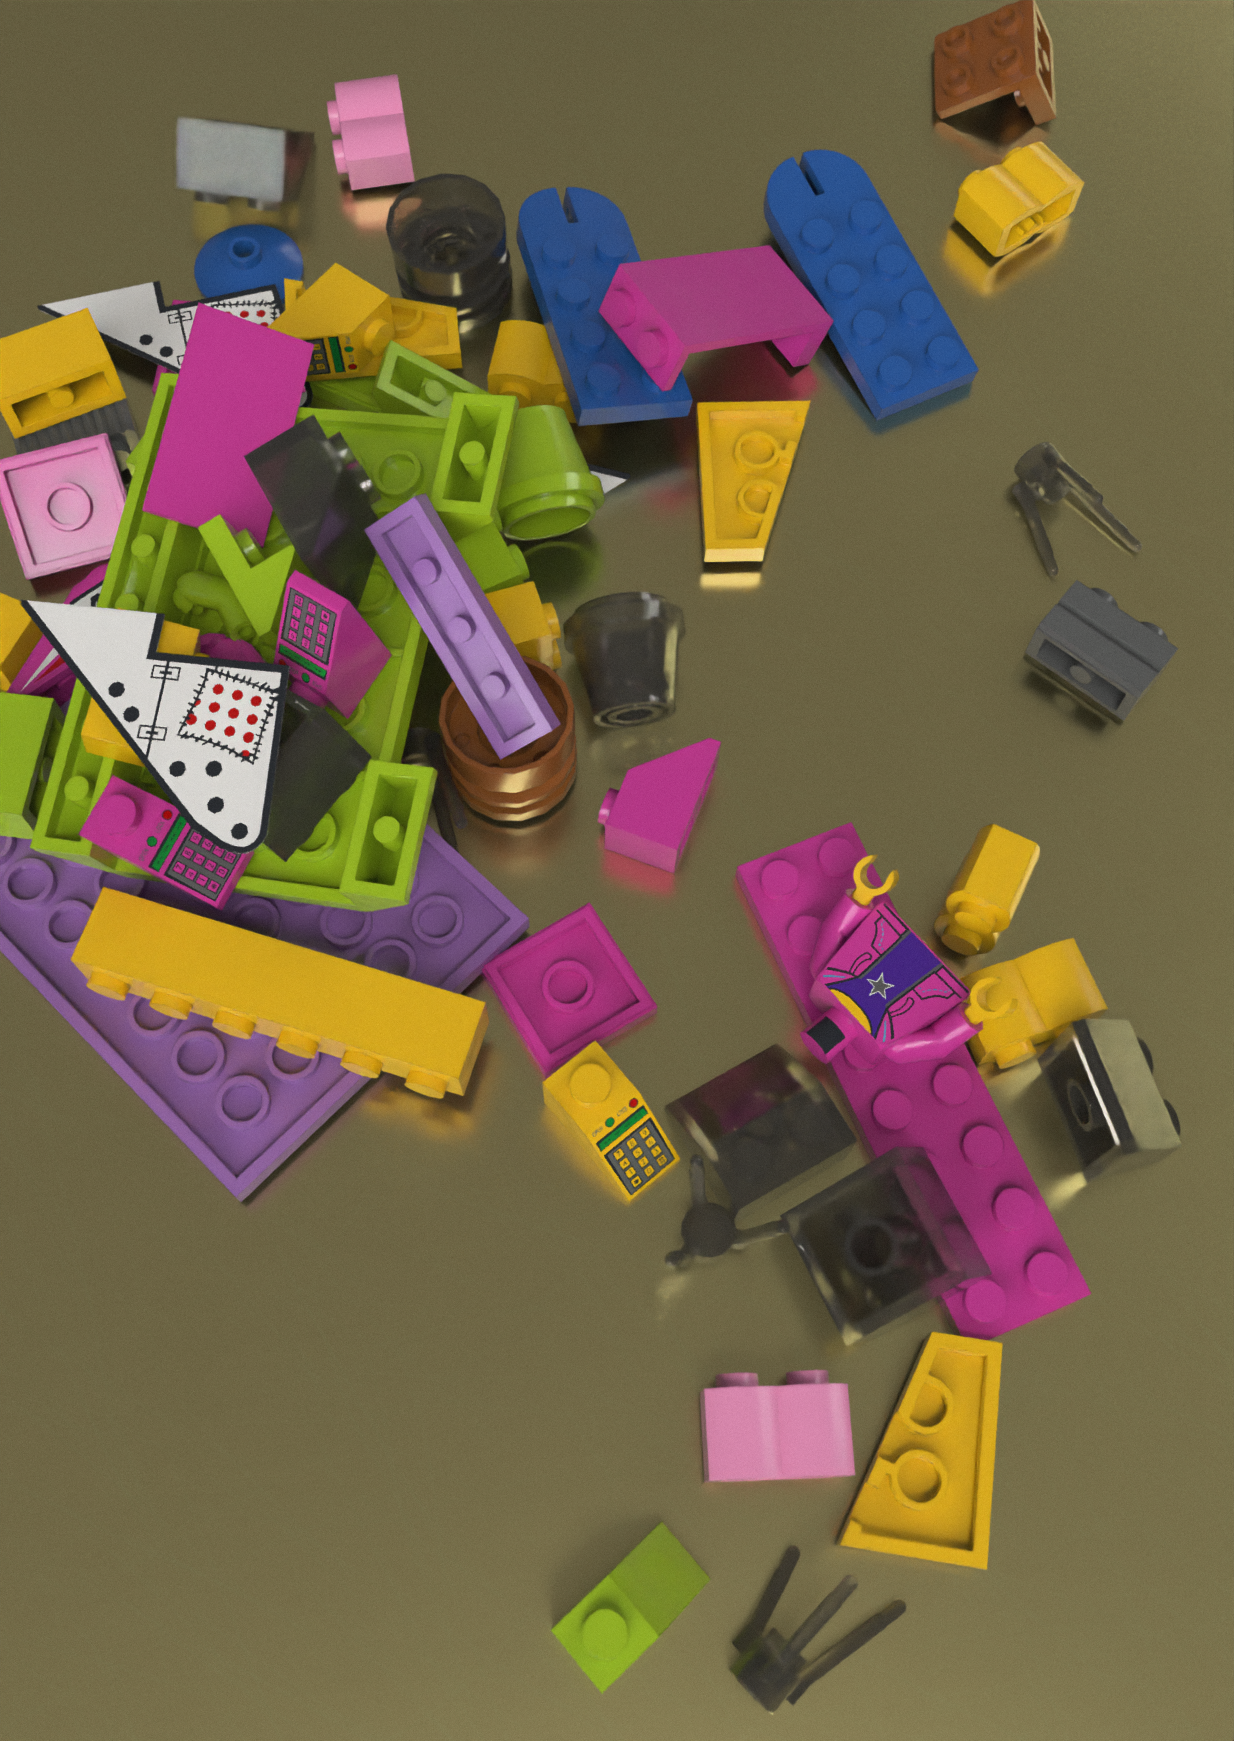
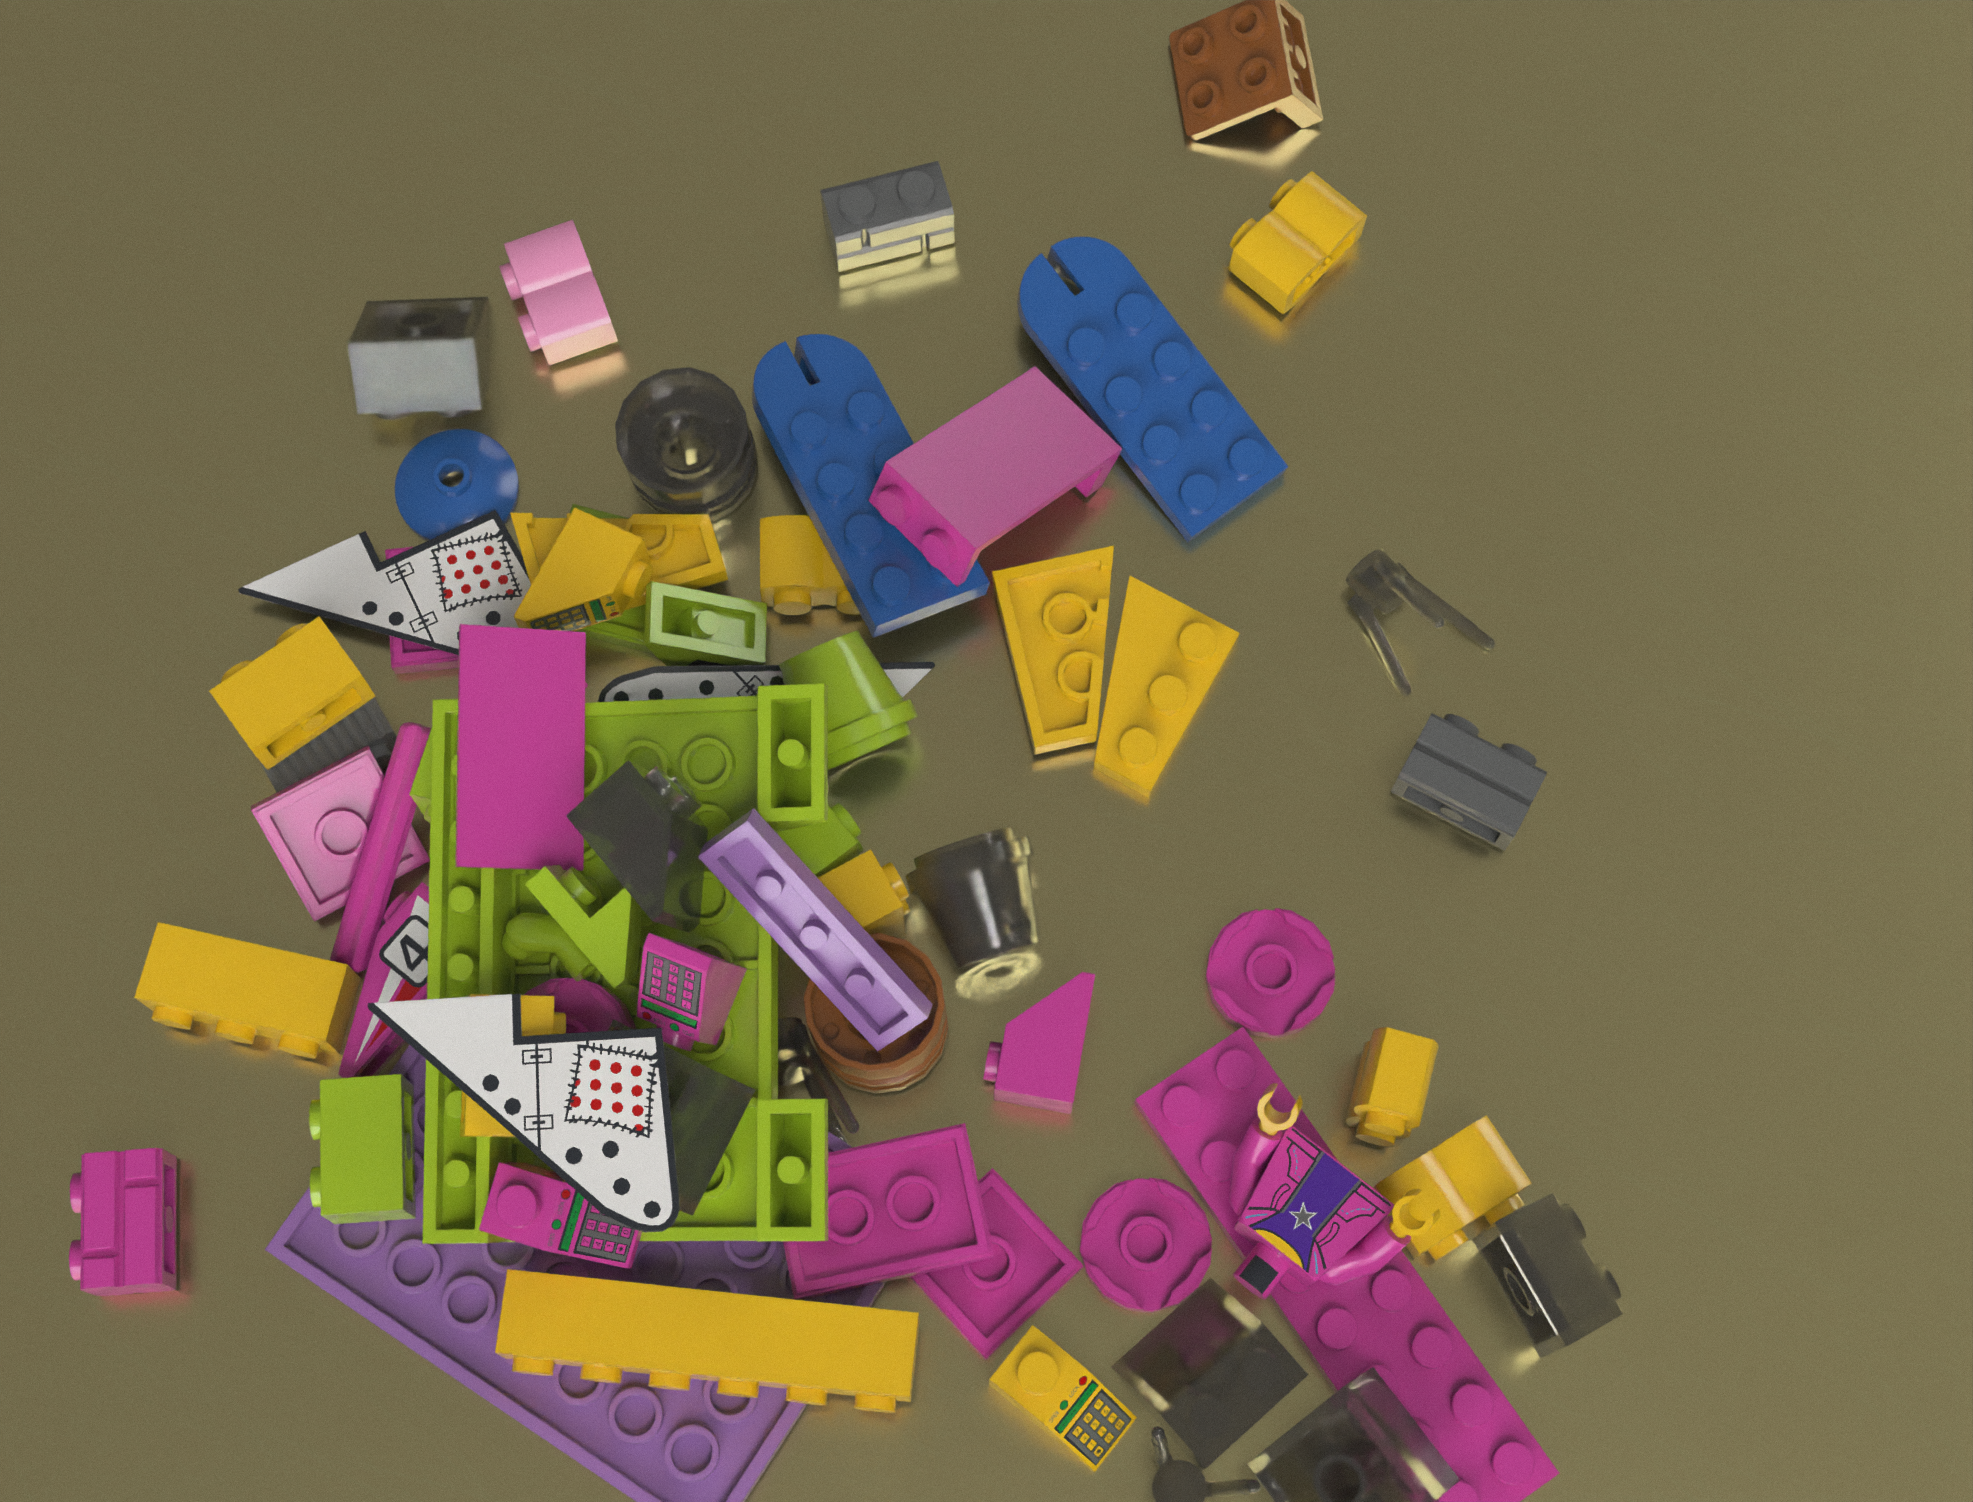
camera: 10 degrees left, 5 degrees up
(97, 520) = (381, 851): none -> dark pink axle
(481, 918) = (894, 1214): none -> dark pink tile
(666, 119) = (888, 216): none -> dark grey brick
(721, 1001) = (1145, 1244): none -> dark pink tile
(827, 525) = (1157, 683): none -> yellow wing
(886, 783) = (1270, 972): none -> dark pink tile

